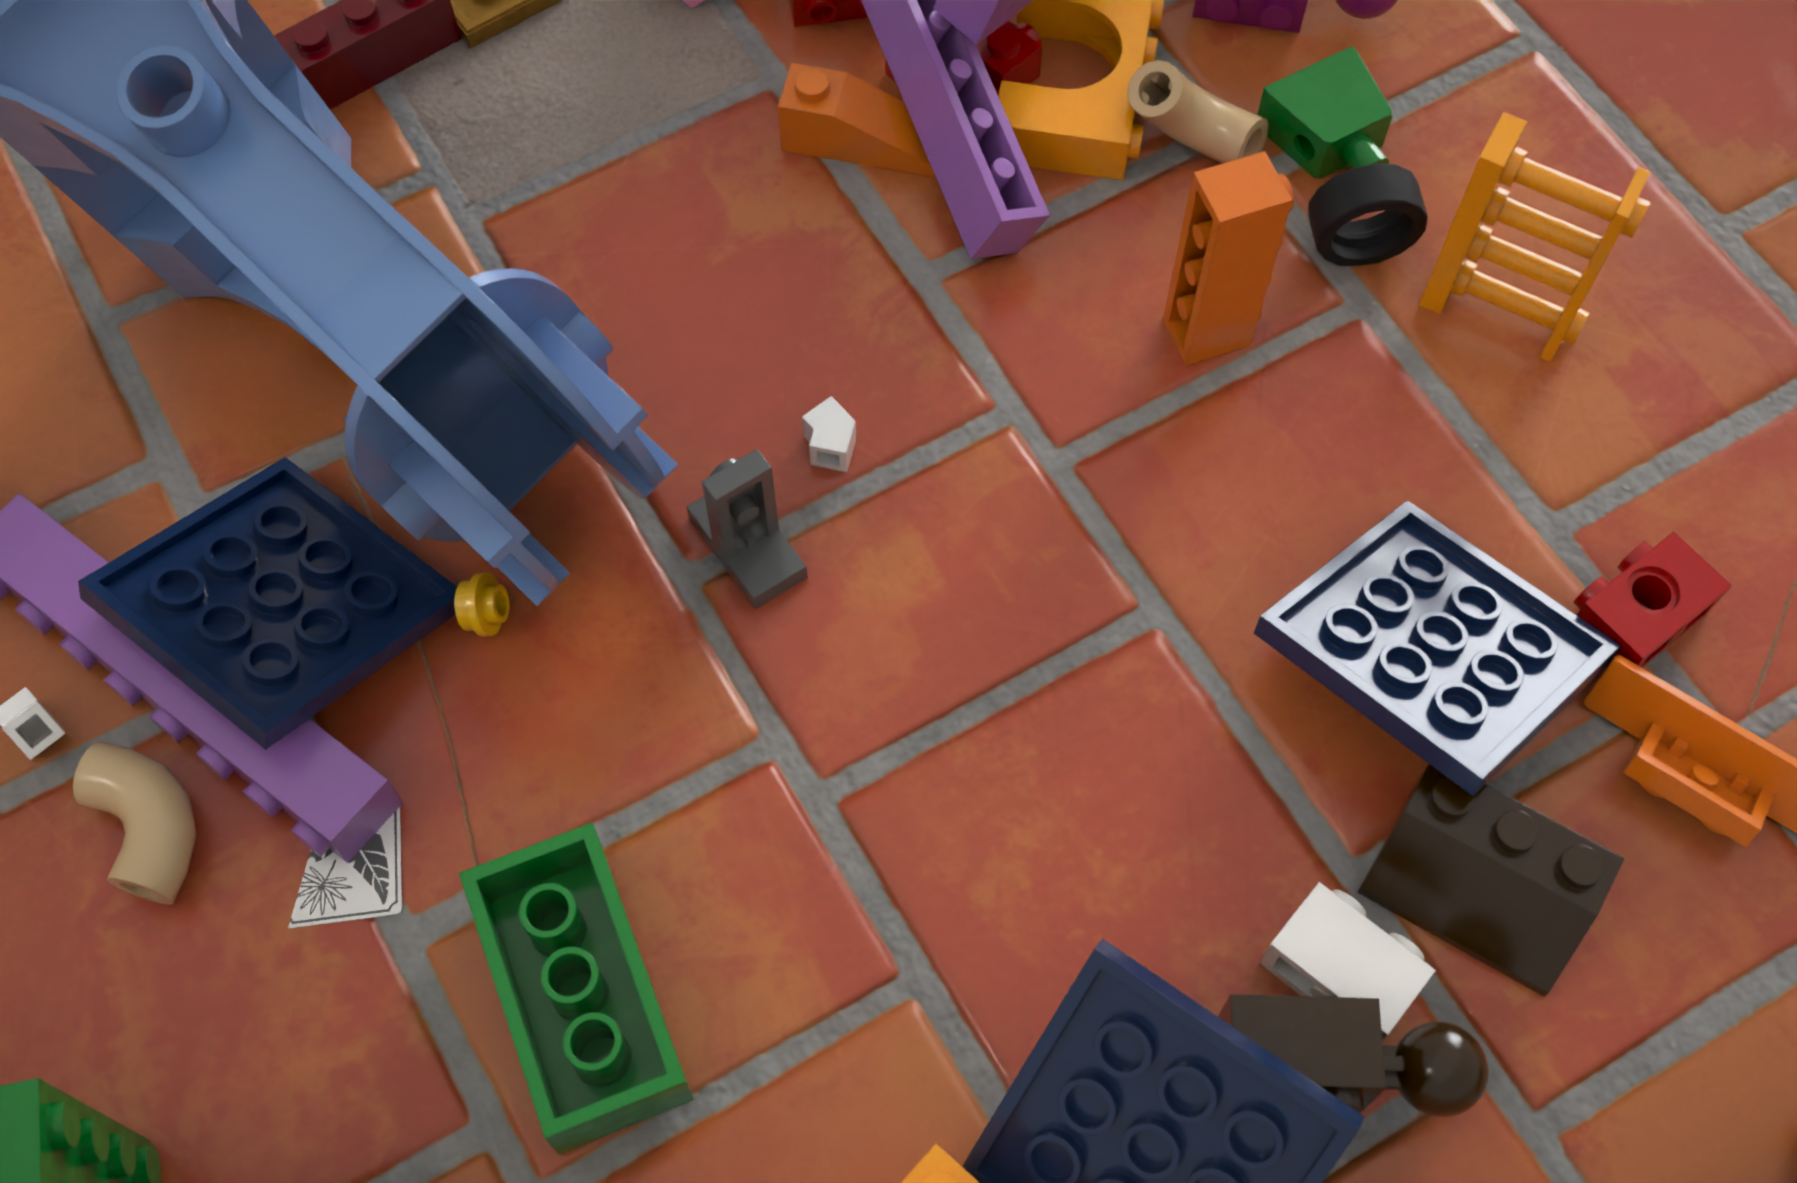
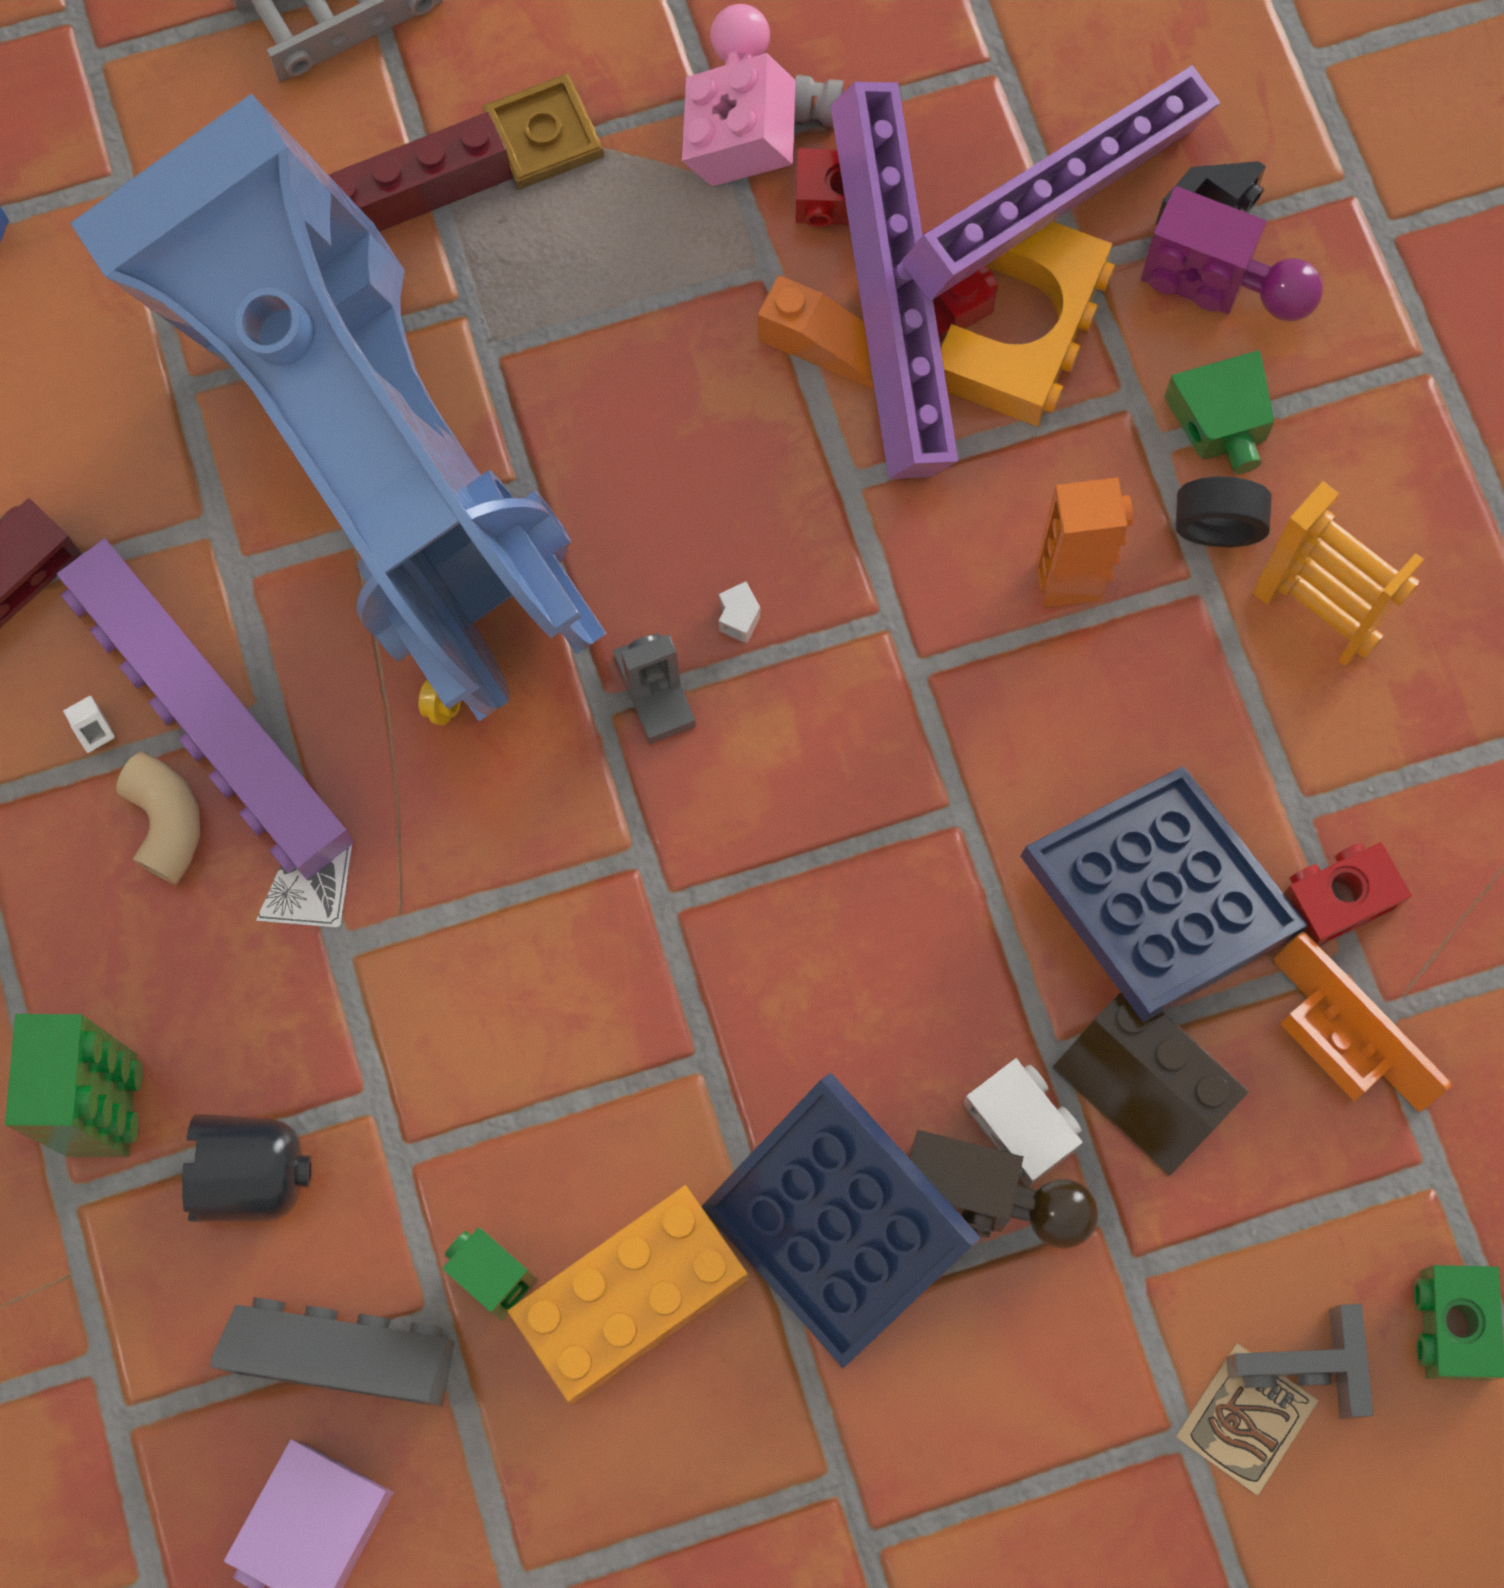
camera: 15 degrees right, 10 degrees up
(271, 600) = (282, 666): dark blue plate -> none
(574, 989) = (454, 1014): green brick -> none
(1194, 115) = (1109, 389): tan cylinder -> none

